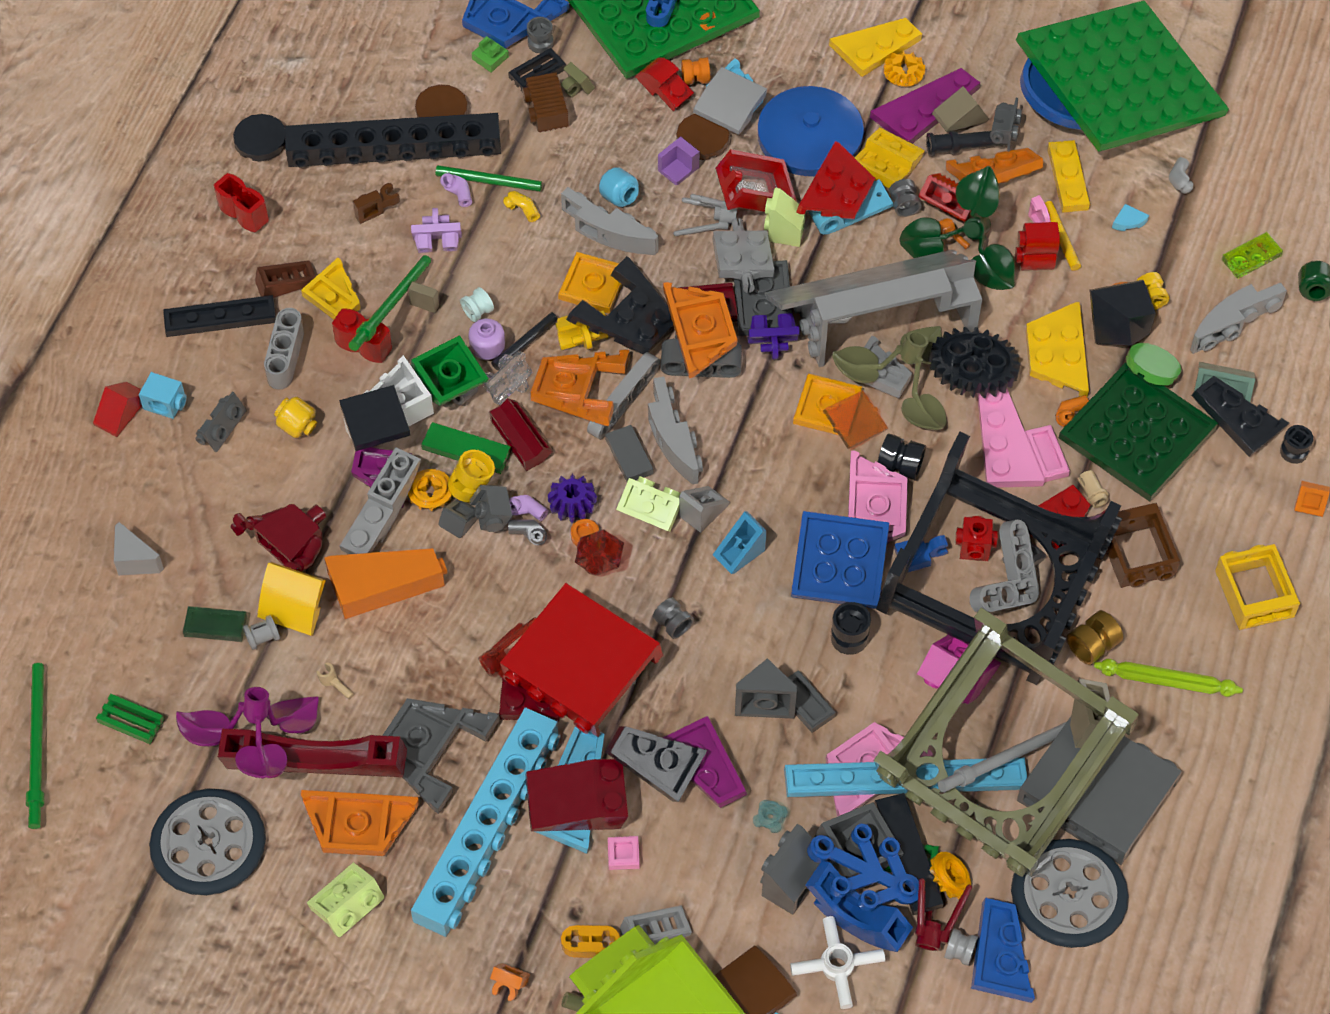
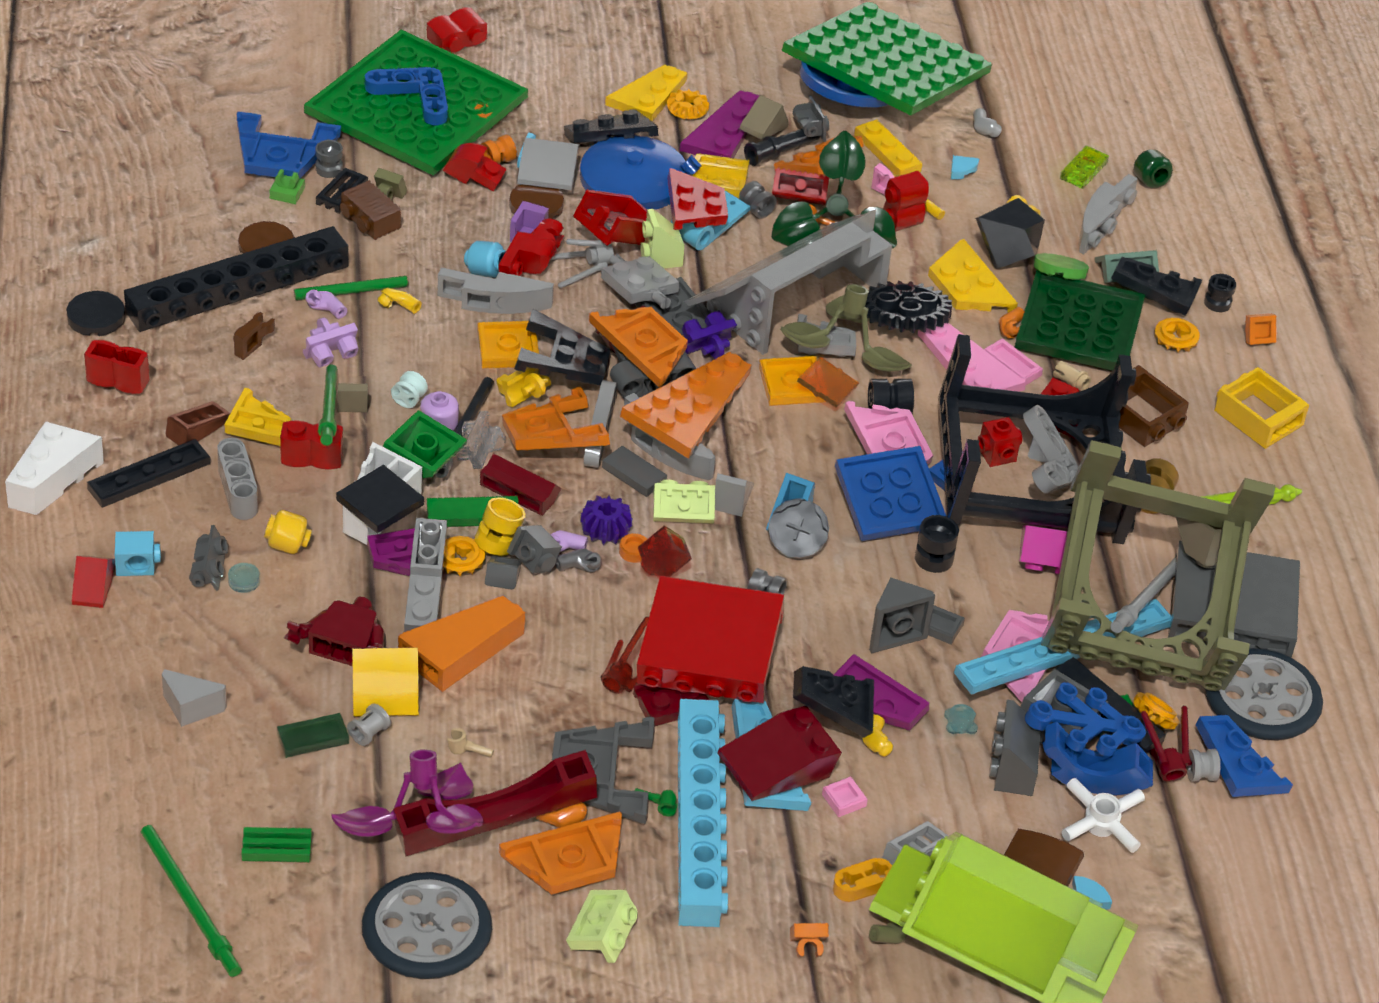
camera: 30 degrees left, 15 degrees down
(137, 285) = (50, 465): none -> white wedge
(241, 448) = (243, 577): none -> clear light blue tile
(376, 783) = (565, 816): none -> orange arm
(466, 797) = (666, 801): none -> green hand
(662, 191) = (532, 250): none -> red plate
(681, 809) = (878, 740): none -> yellow arm
(704, 406) = (689, 405): none -> orange wing
(734, 568) = (798, 529): none -> tile
(822, 75) = (600, 129): none -> black wing
(862, 142) = (691, 165): none -> blue hand
(1219, 466) = (1186, 331): none -> light orange gear

